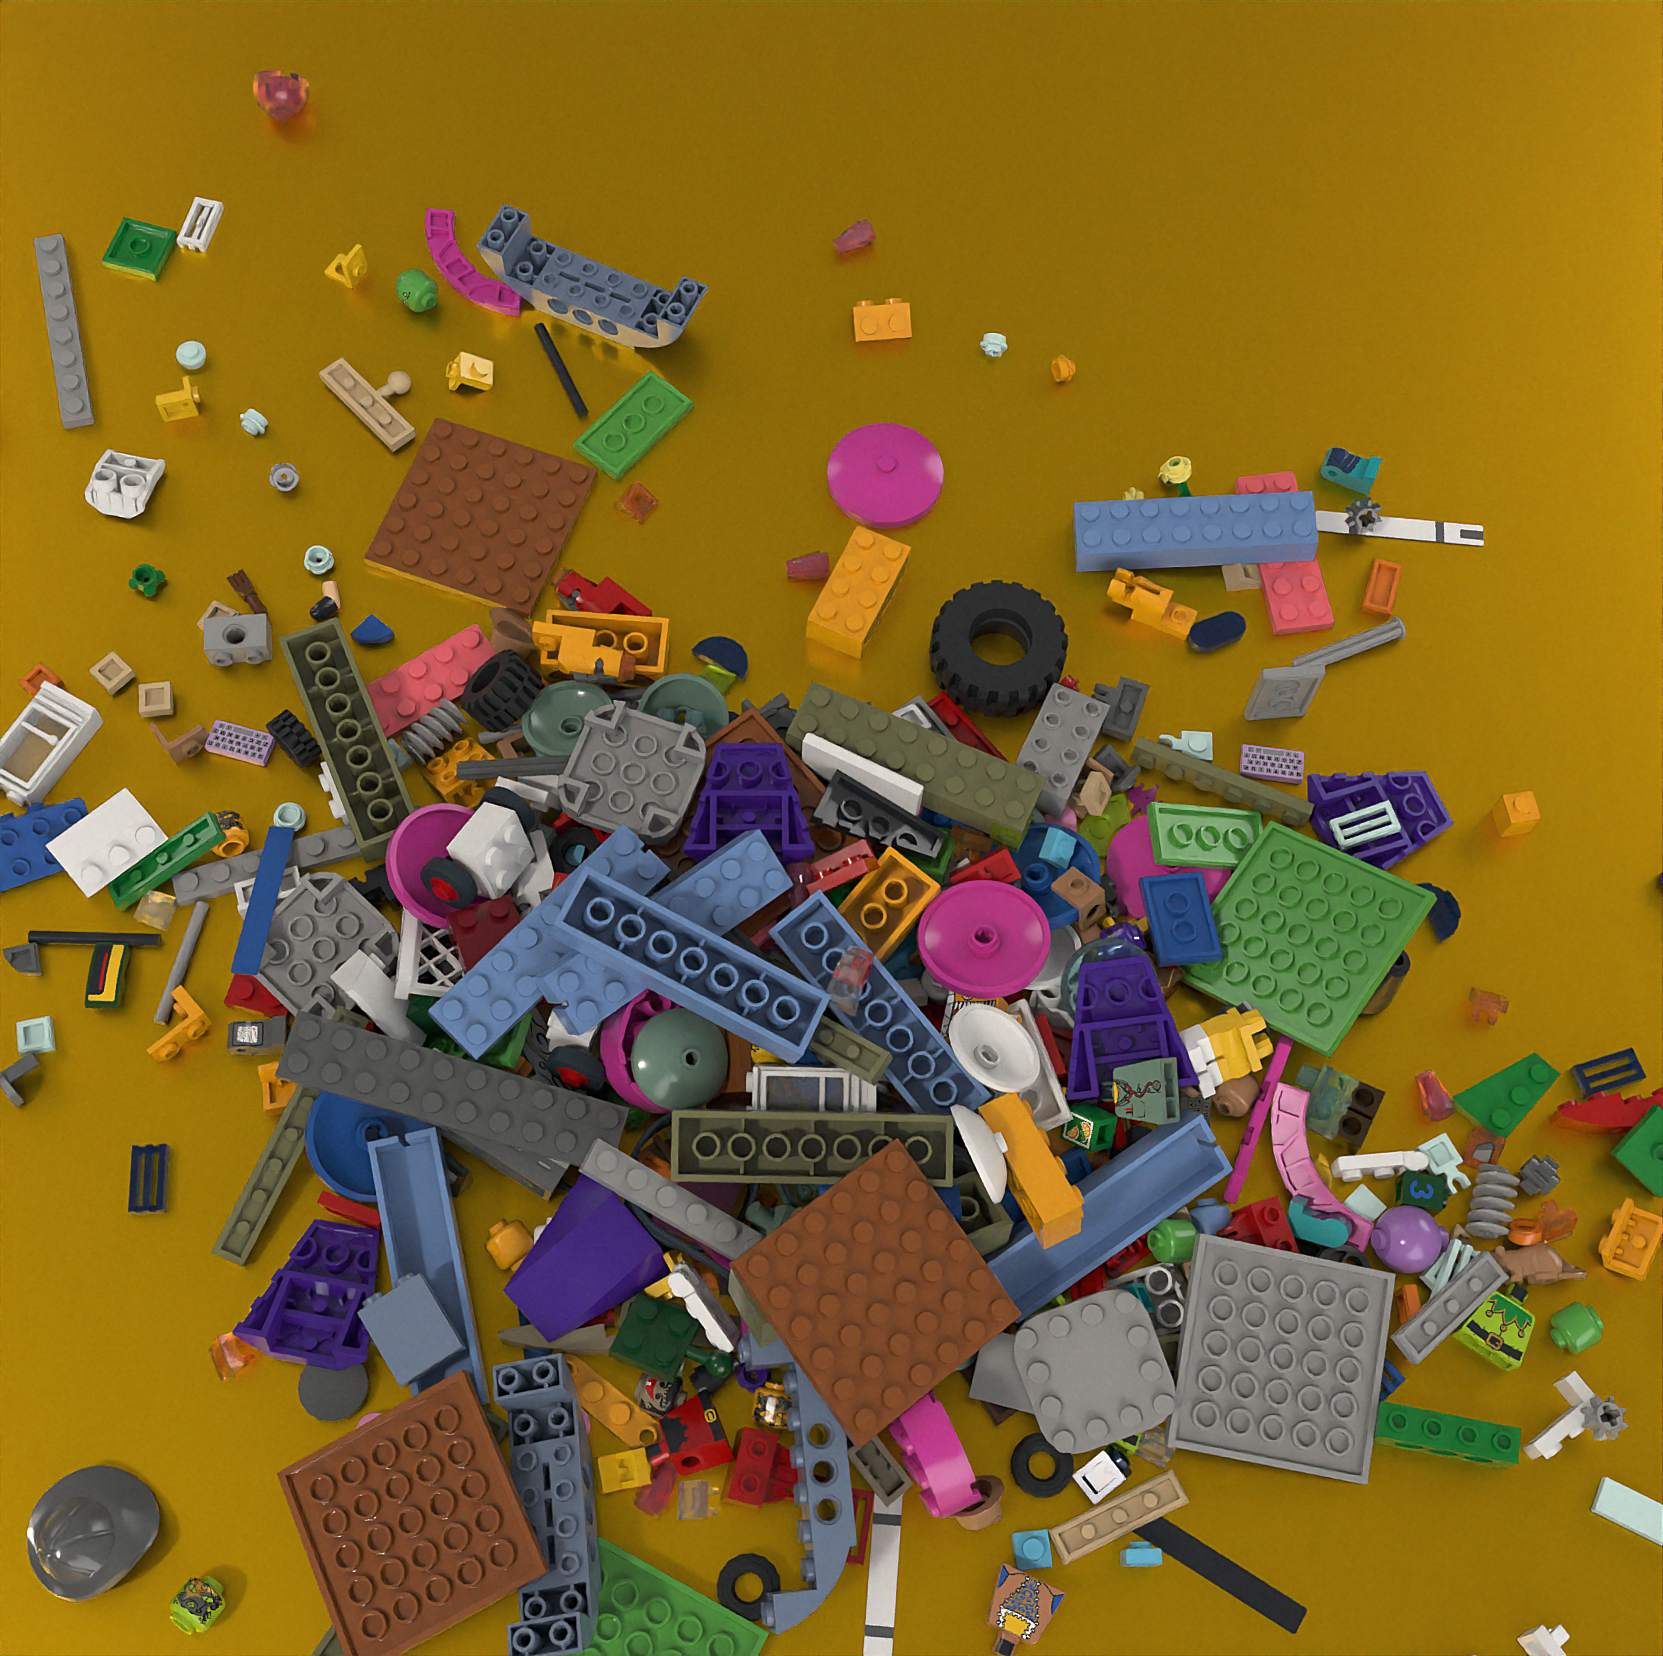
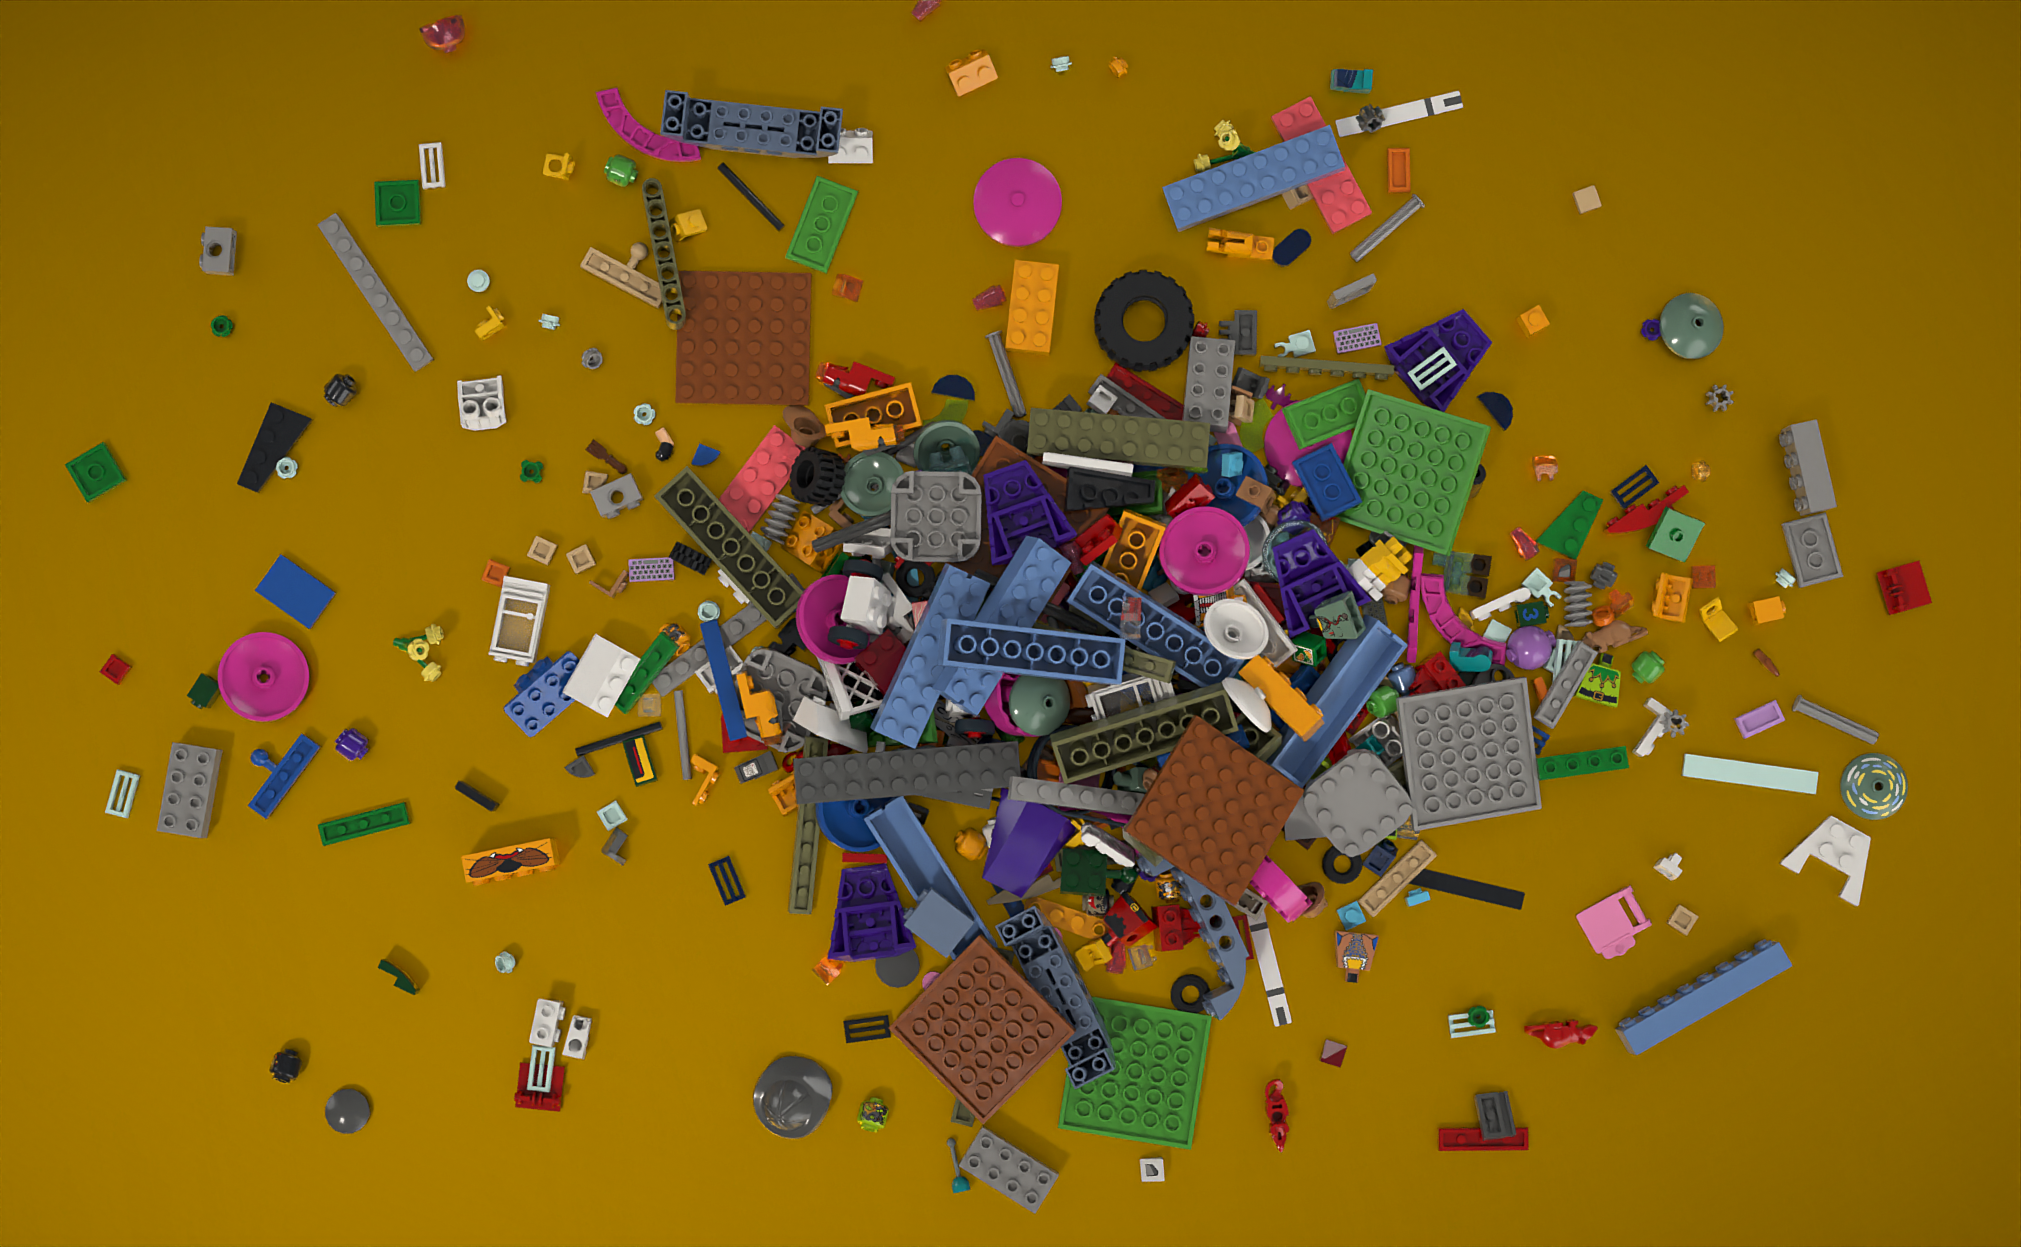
camera: 15 degrees left, 20 degrees up
(219, 1461) = (887, 1034): none -> black tile
(297, 946) = (763, 707): none -> light orange plate
(424, 389) = (659, 244): none -> olive beam
(703, 353) = (854, 147): none -> white bracket
(797, 675) = (1007, 374): none -> light grey axle
(1621, 696) = (1587, 199): none -> tan tile

